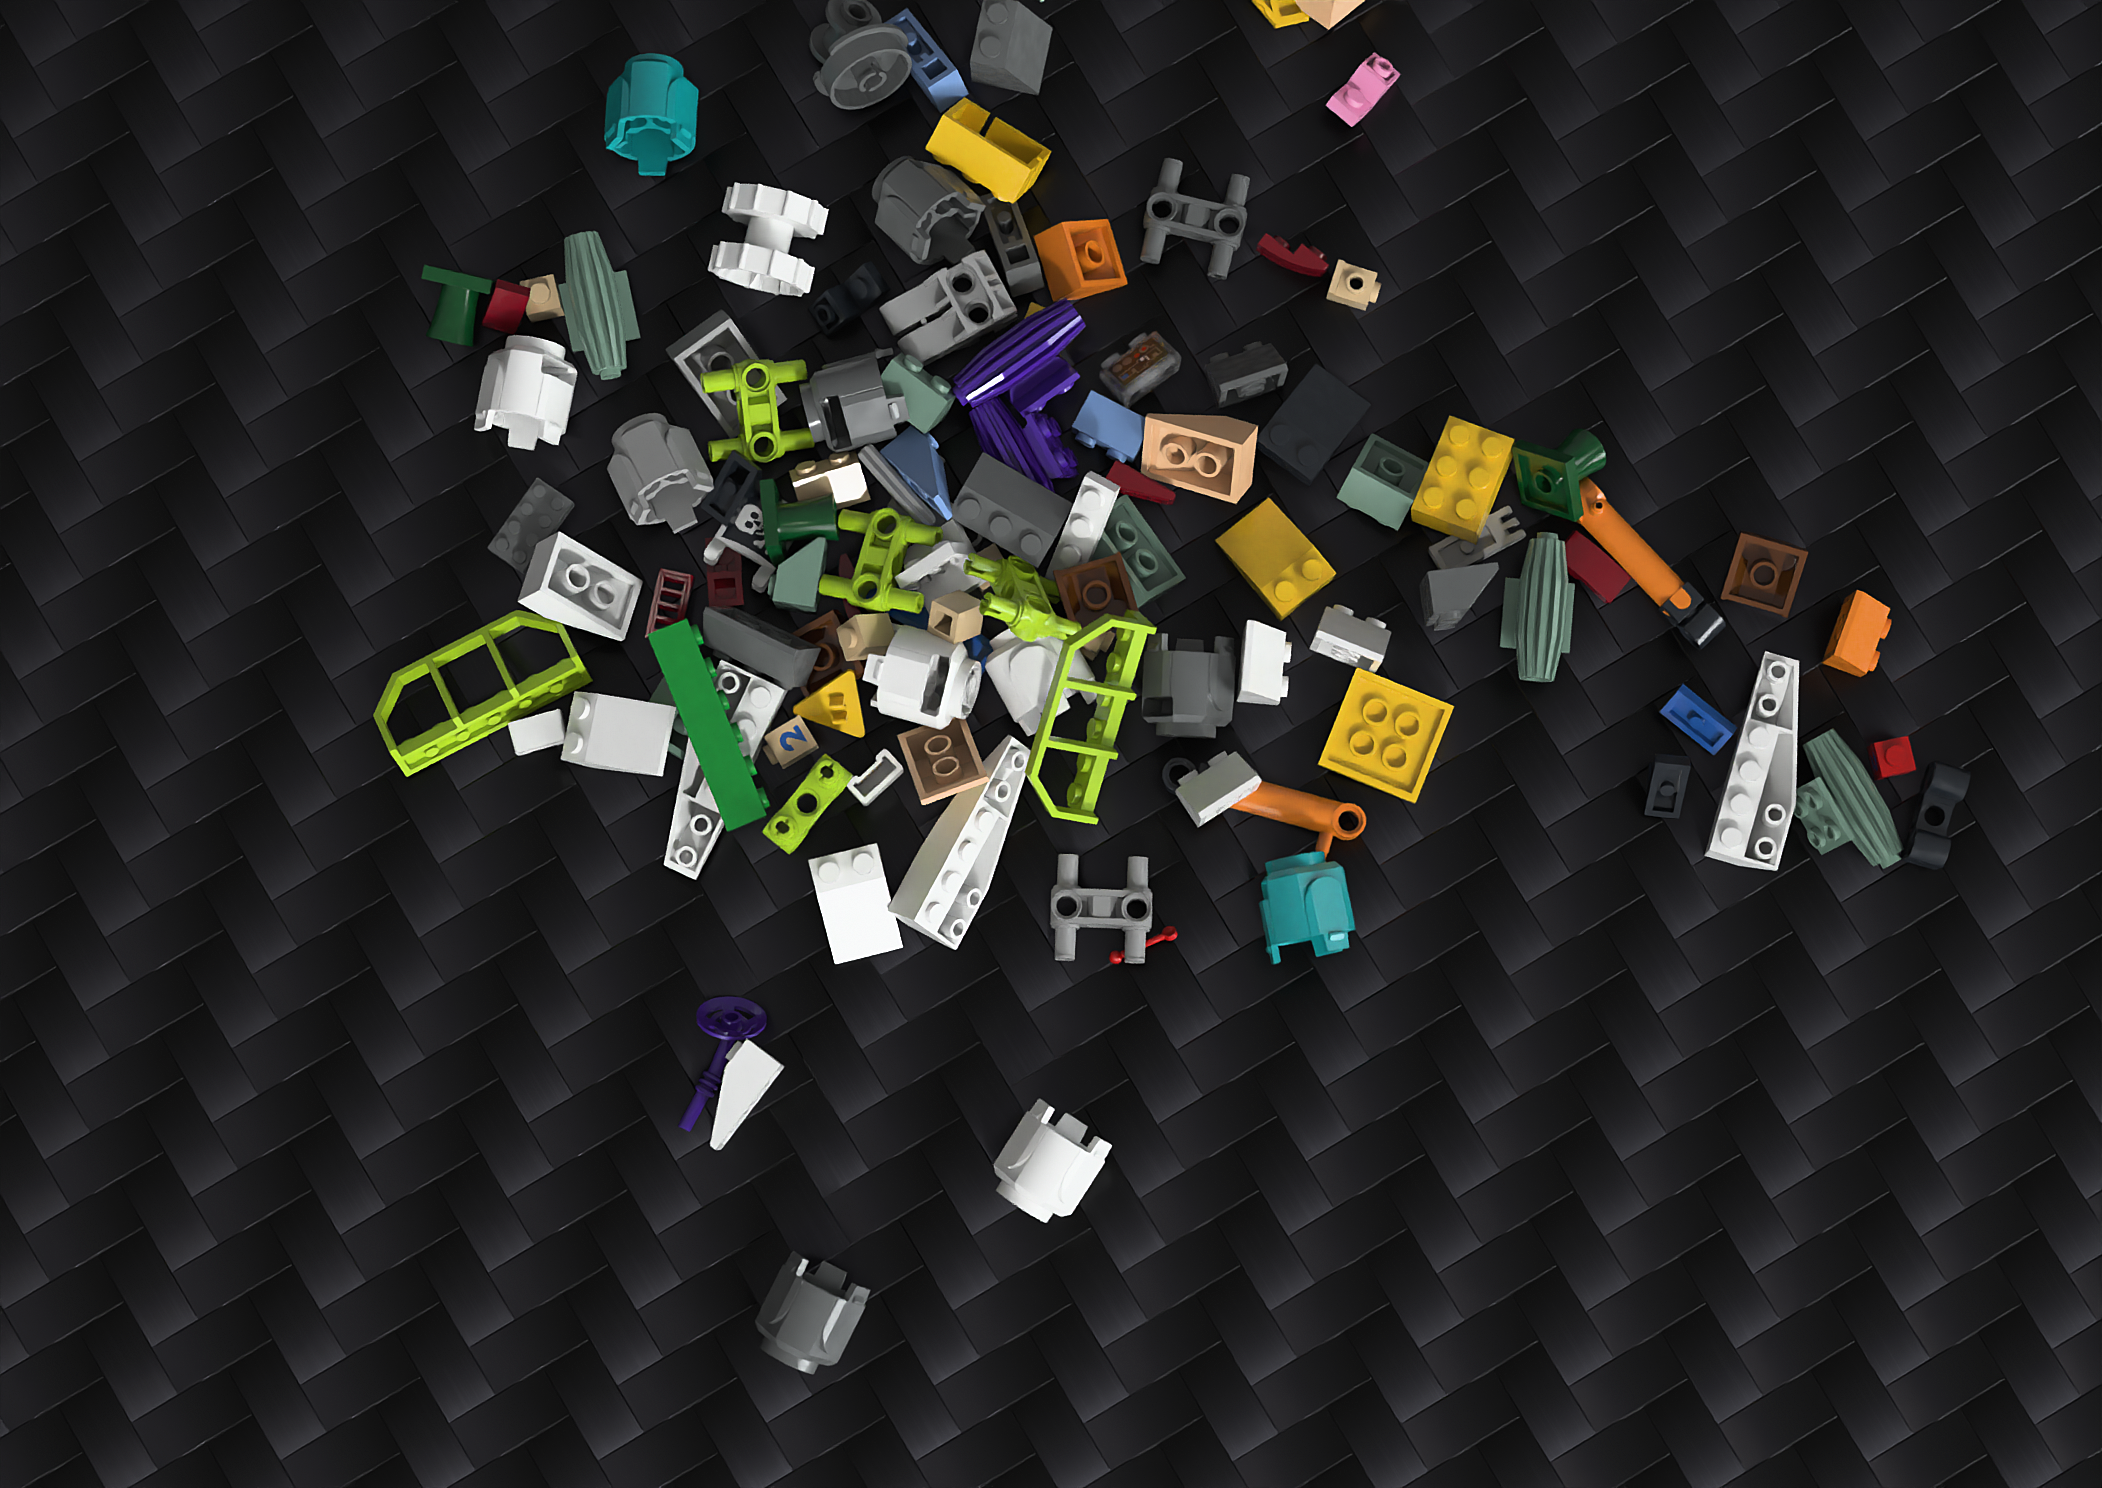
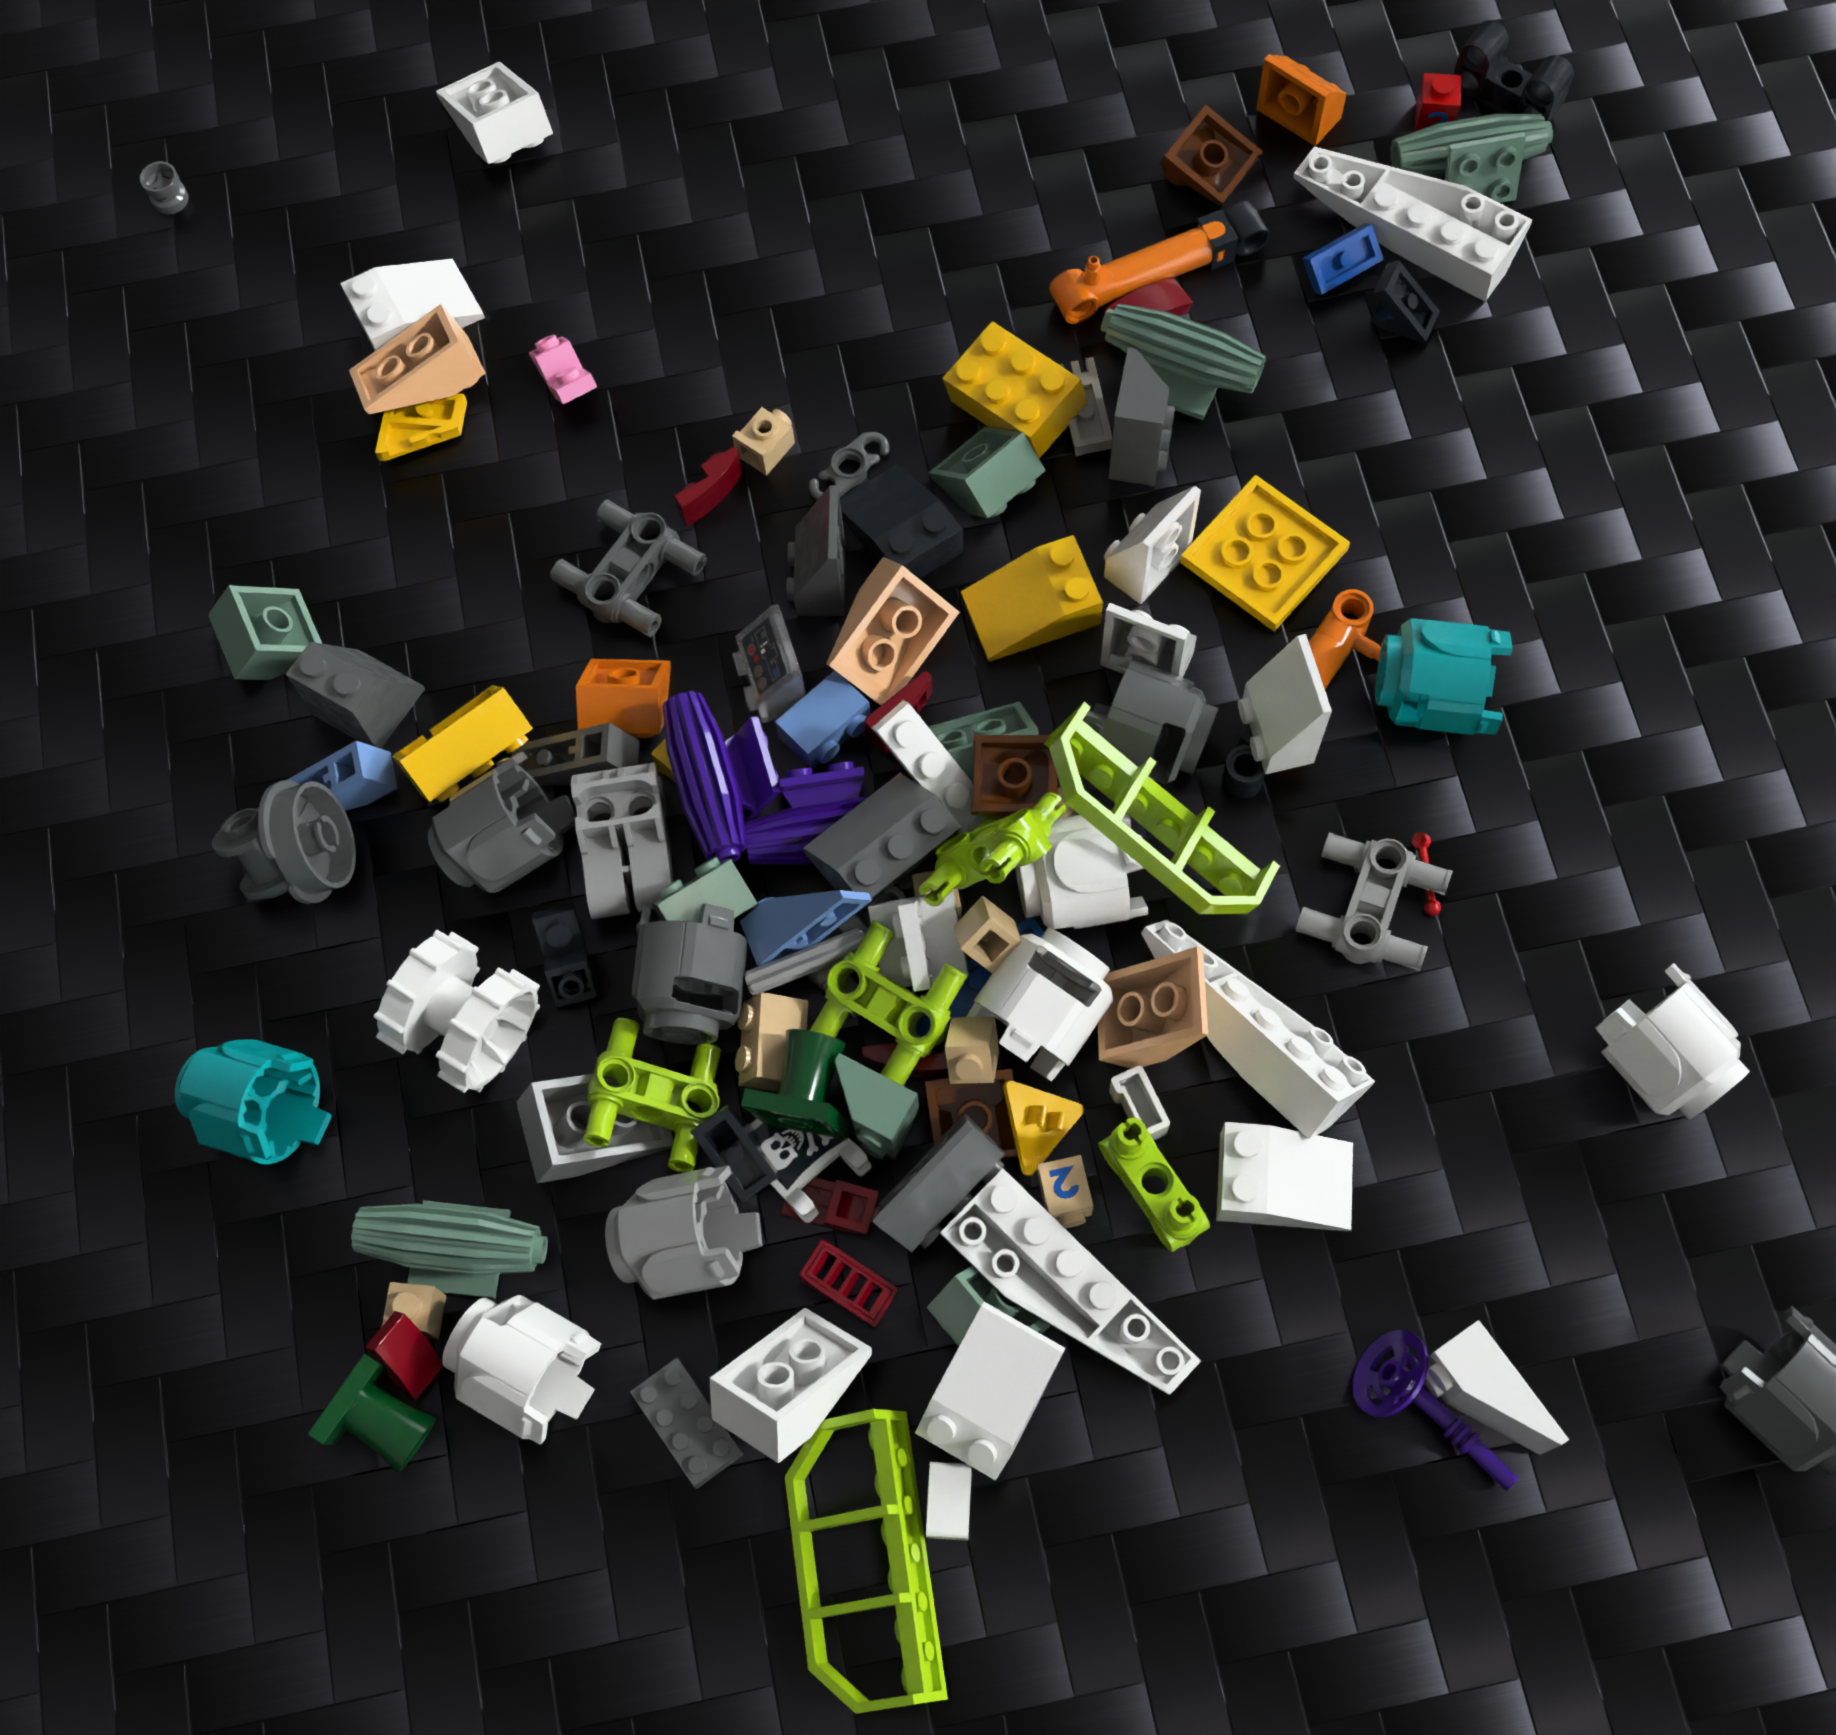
camera: 65 degrees left, 15 degrees down
(707, 724) = (1020, 1268): green brick -> none
(1370, 363) = (856, 452): none -> dark grey piece
(1551, 477) = (1043, 299): dark green plant -> none

